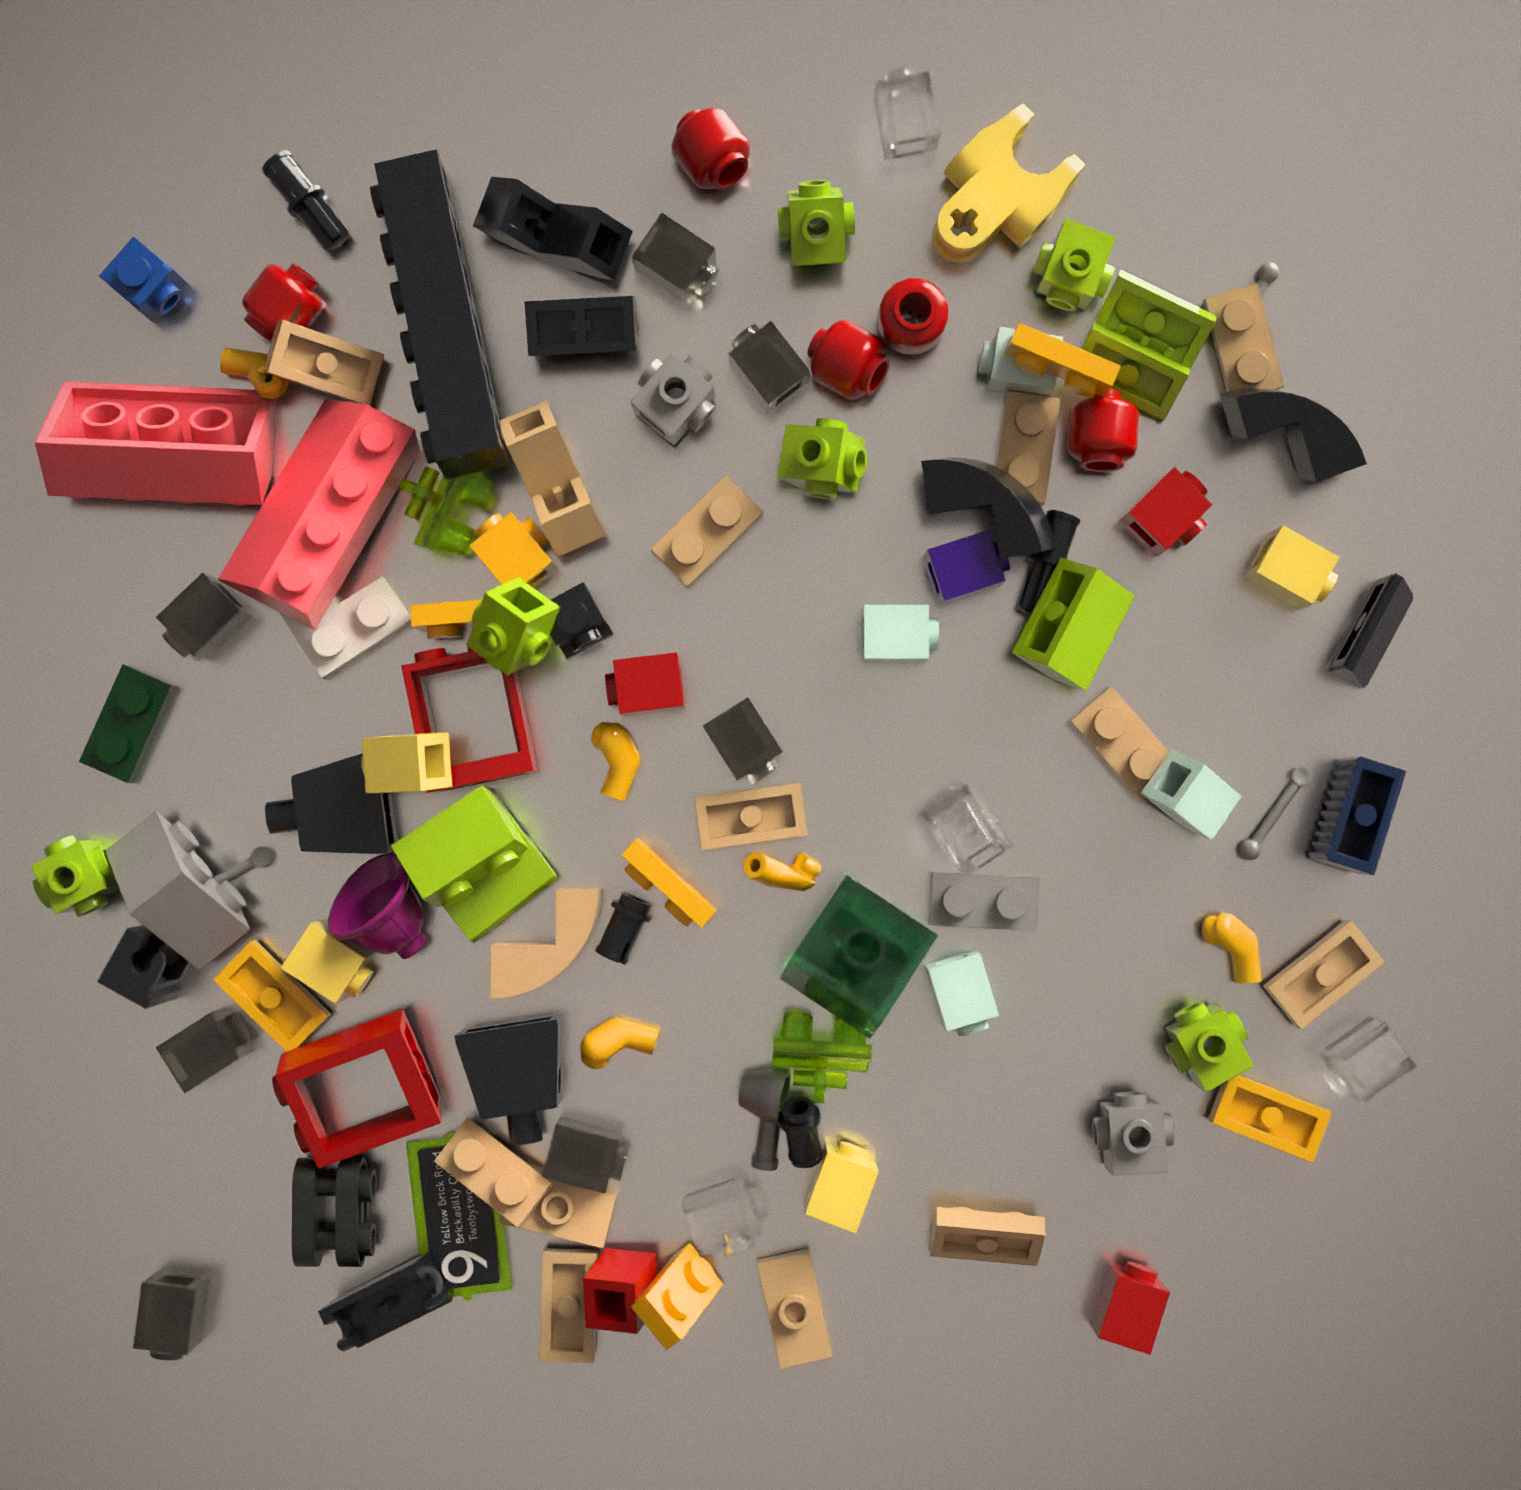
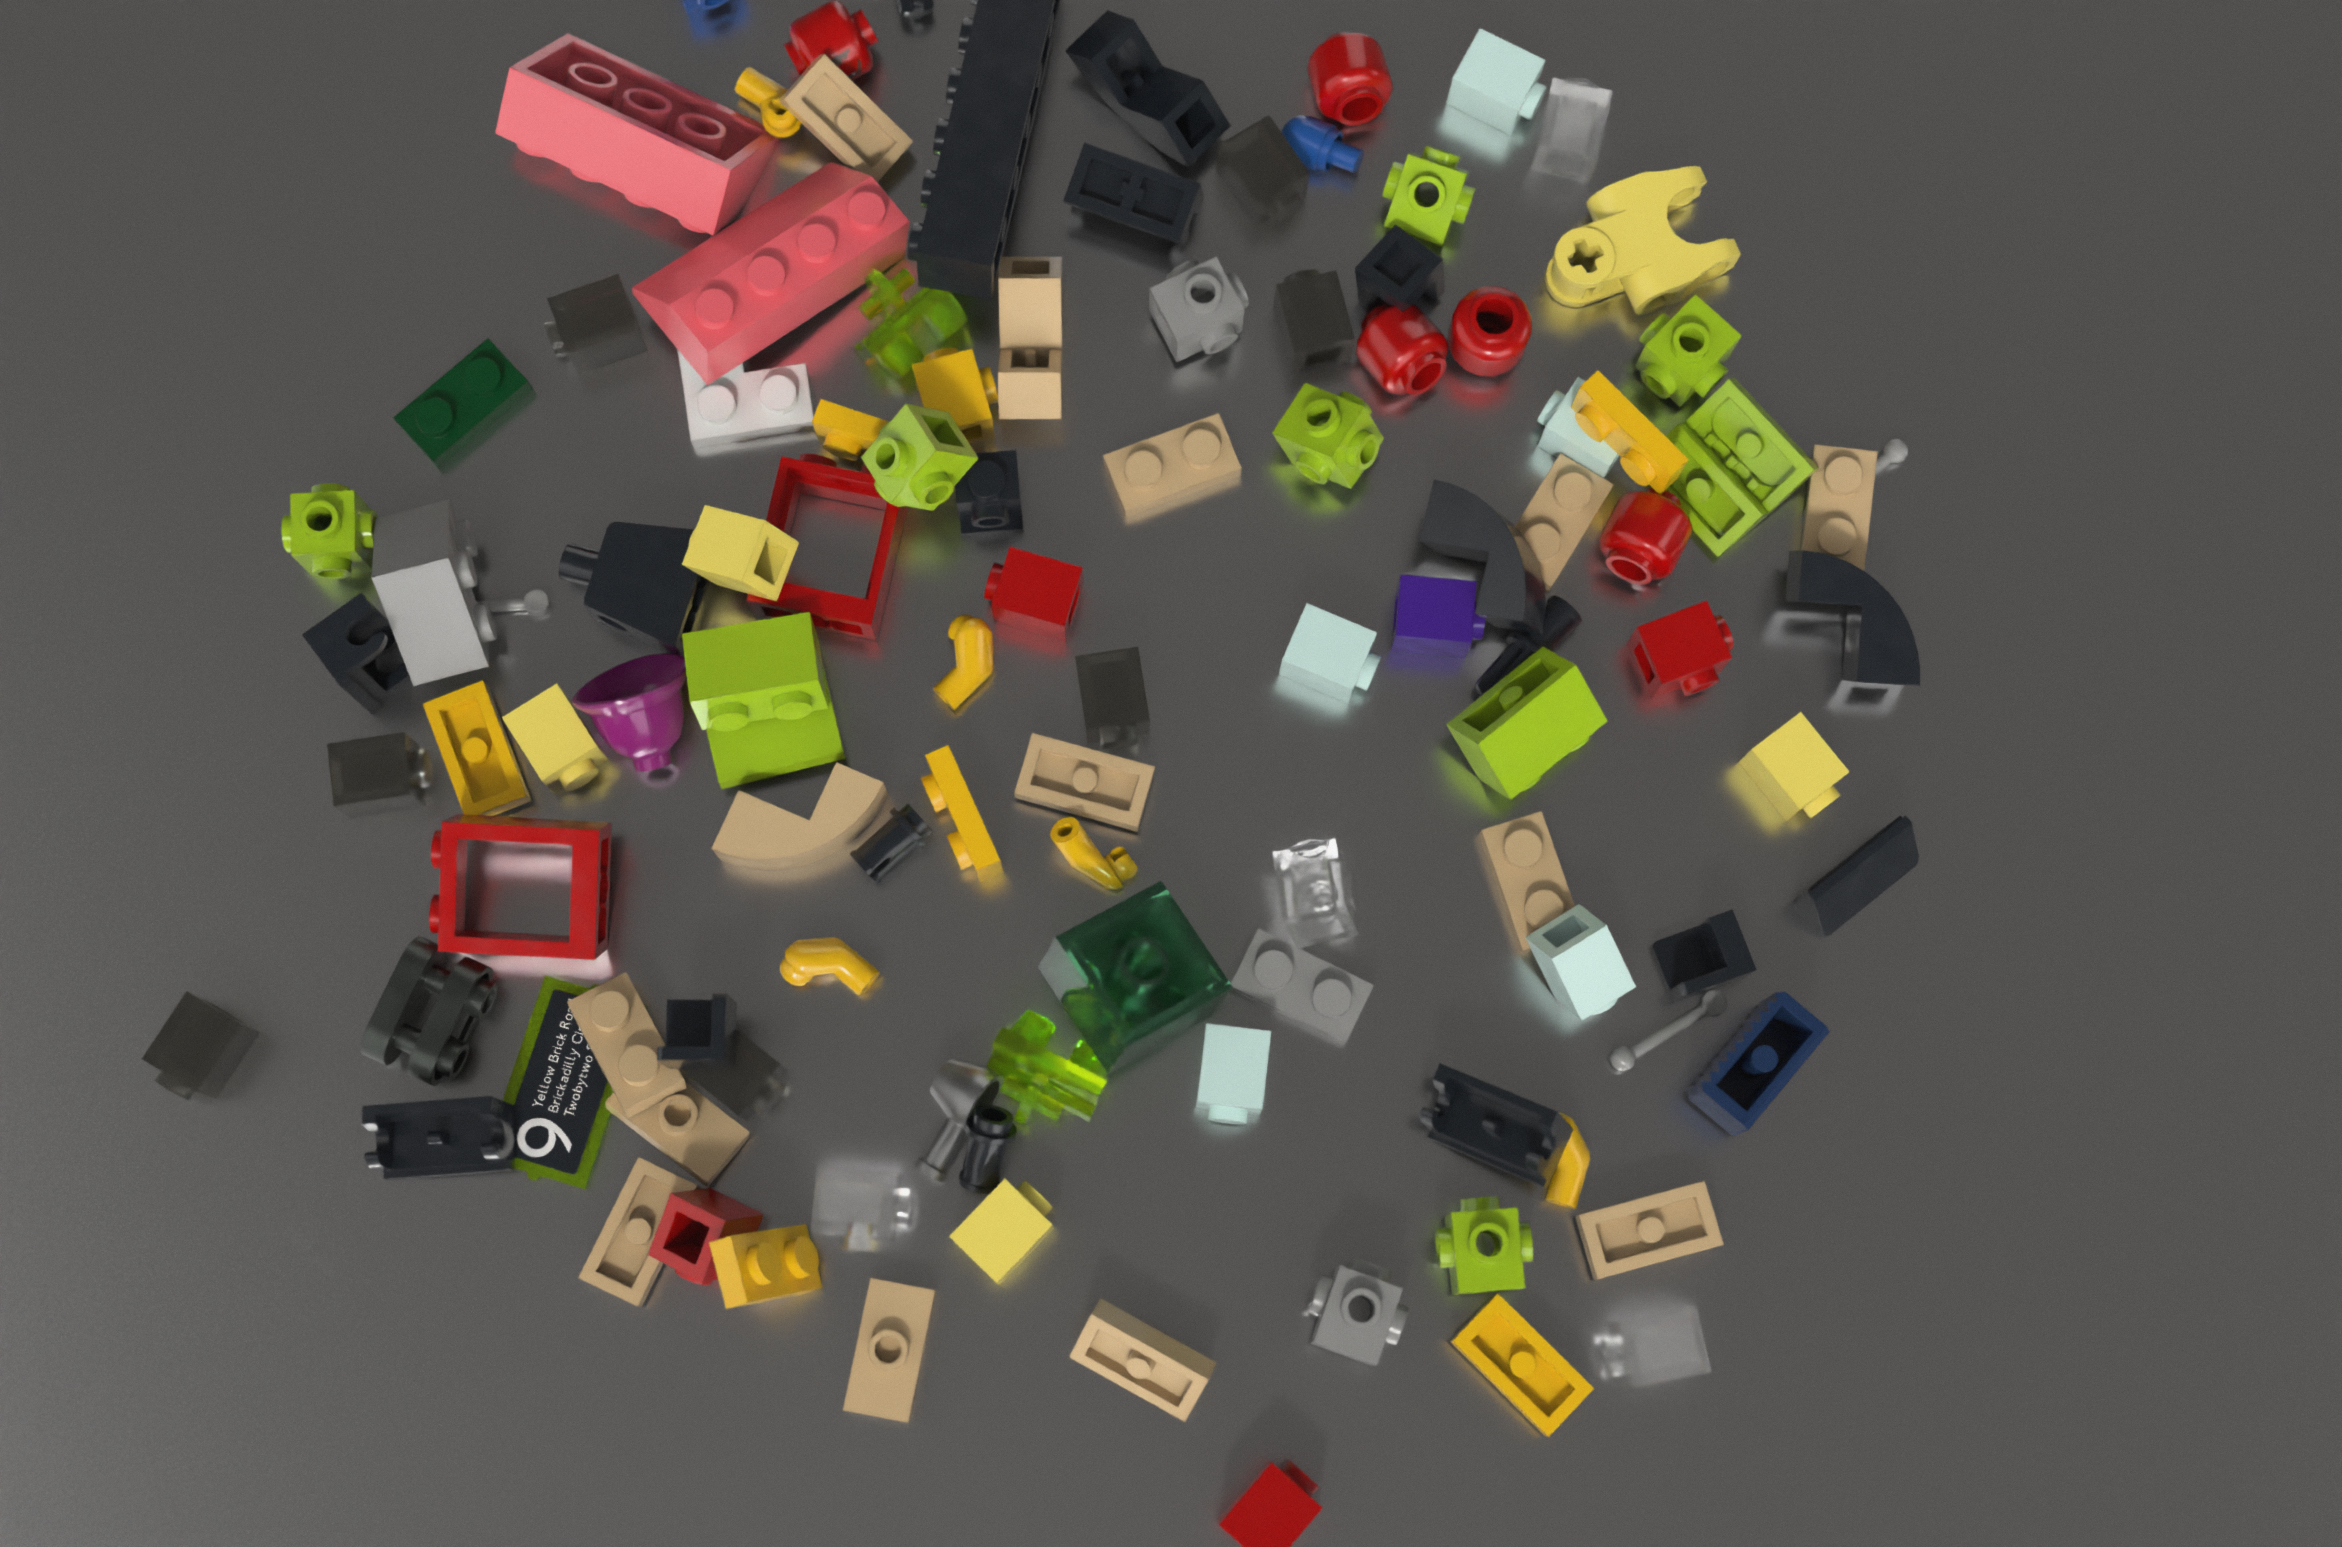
camera: 20 degrees right, 10 degrees down
(515, 1072) = (703, 938): black torso -> none
(549, 1150) = (700, 1034): none -> black panel
(709, 215) = (1321, 144): none -> blue cylinder
(821, 299) = (1399, 271): none -> black panel
(831, 101) = (1497, 83): none -> light aqua brick
(1179, 949) = (1496, 1126): none -> black hinge
(1281, 748) = (1703, 957): none -> black panel

